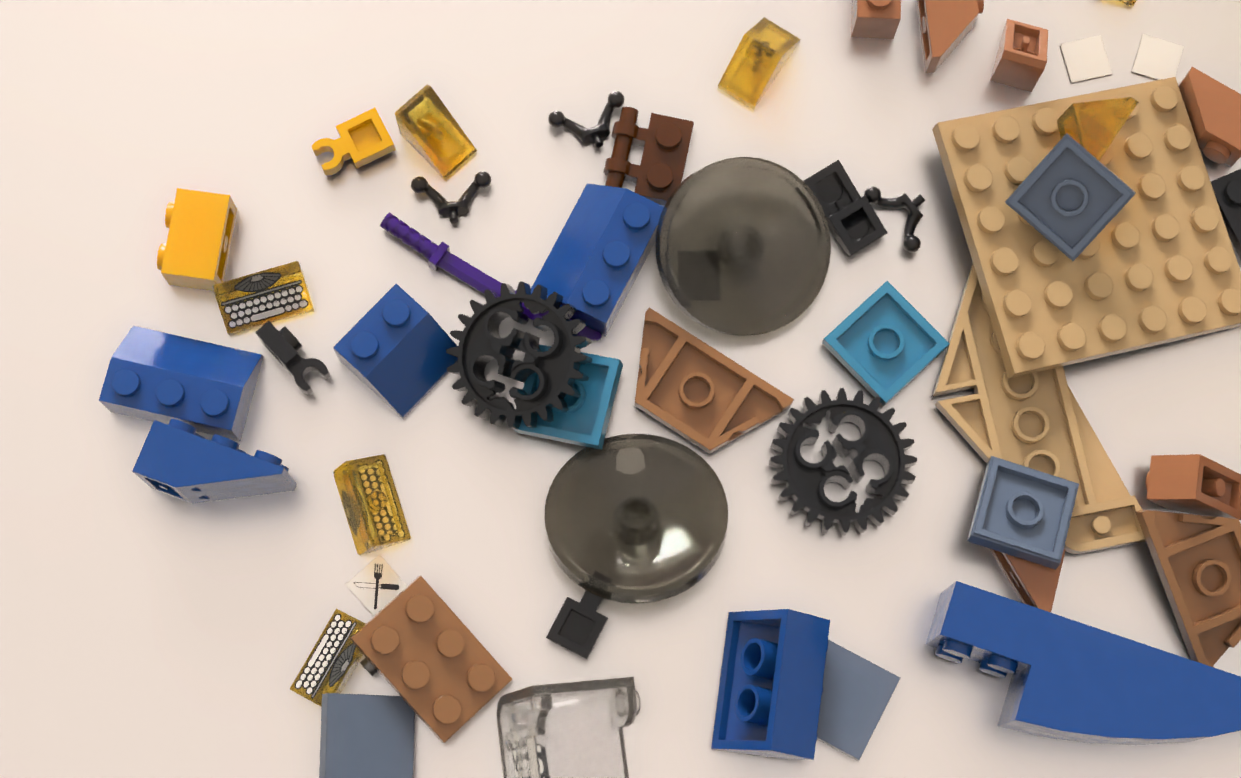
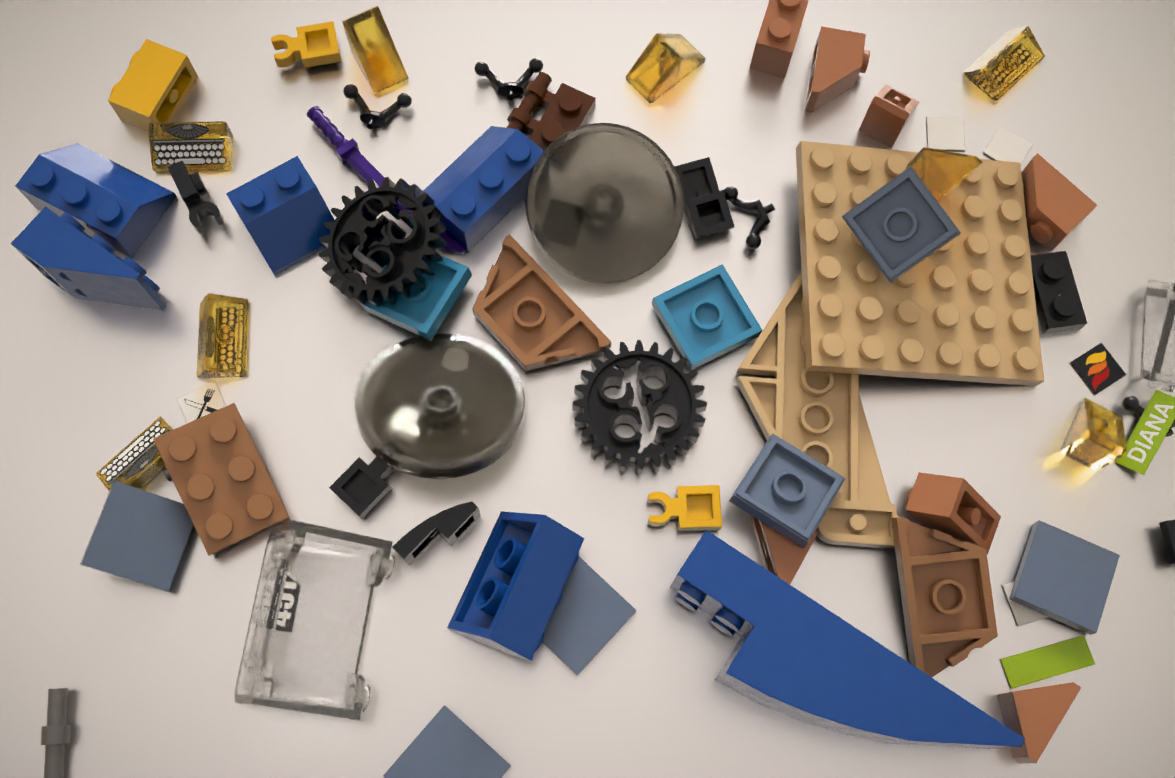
camera: 15 degrees right, 5 degrees down
(680, 644) = (448, 524): none -> black slope
(928, 554) = (694, 507): none -> yellow plate

